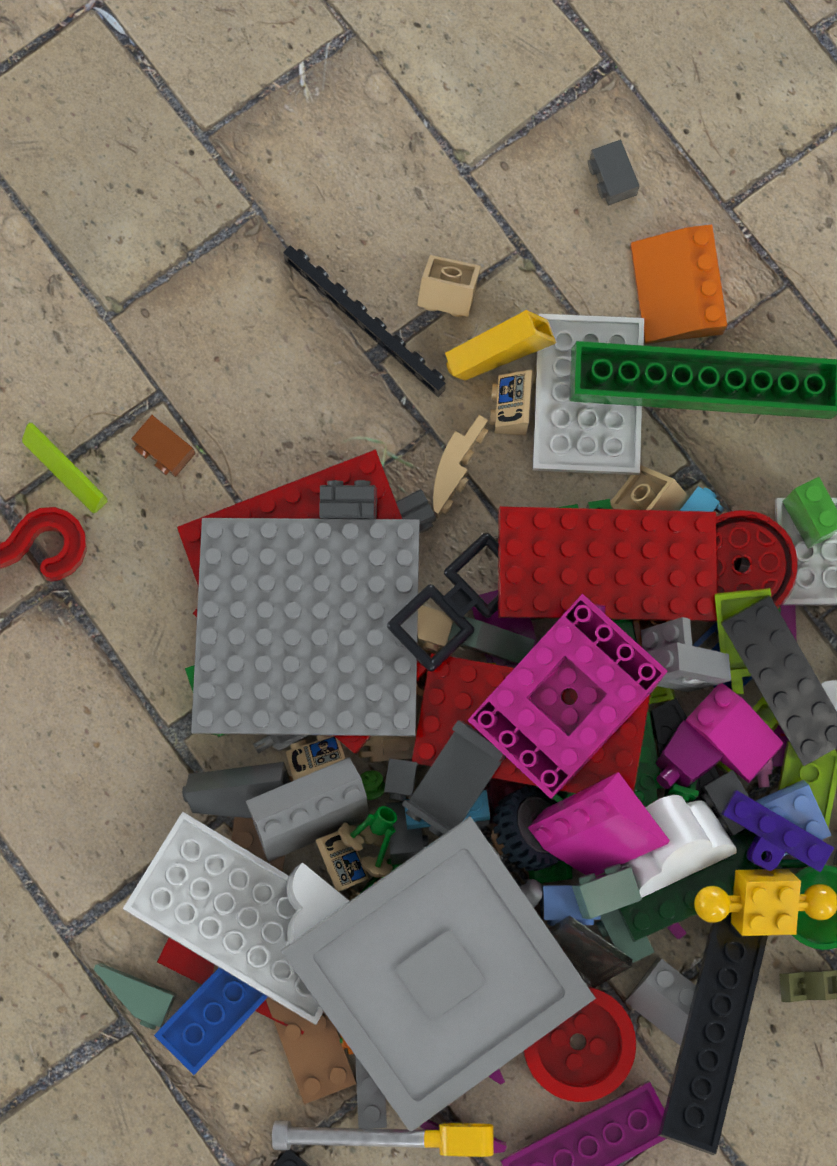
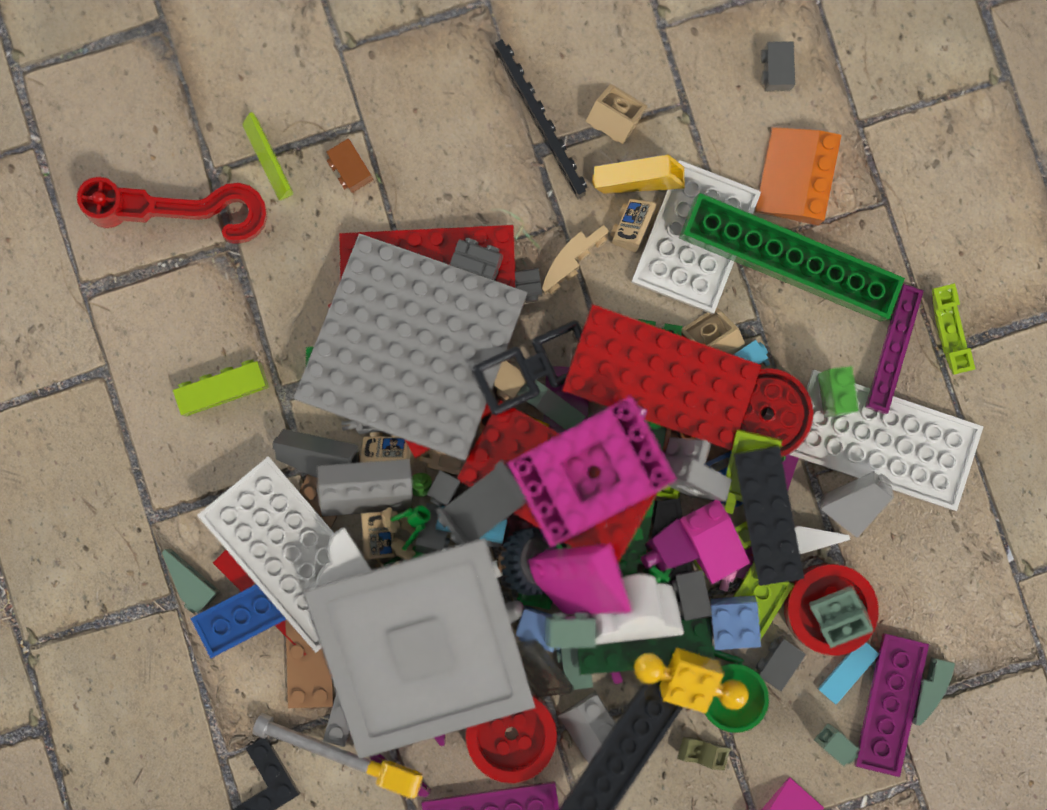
camera: 20 degrees right, 5 degrees up
(98, 753) = (221, 388): none -> lime brick
(775, 835) = (716, 632): dark purple plate -> none

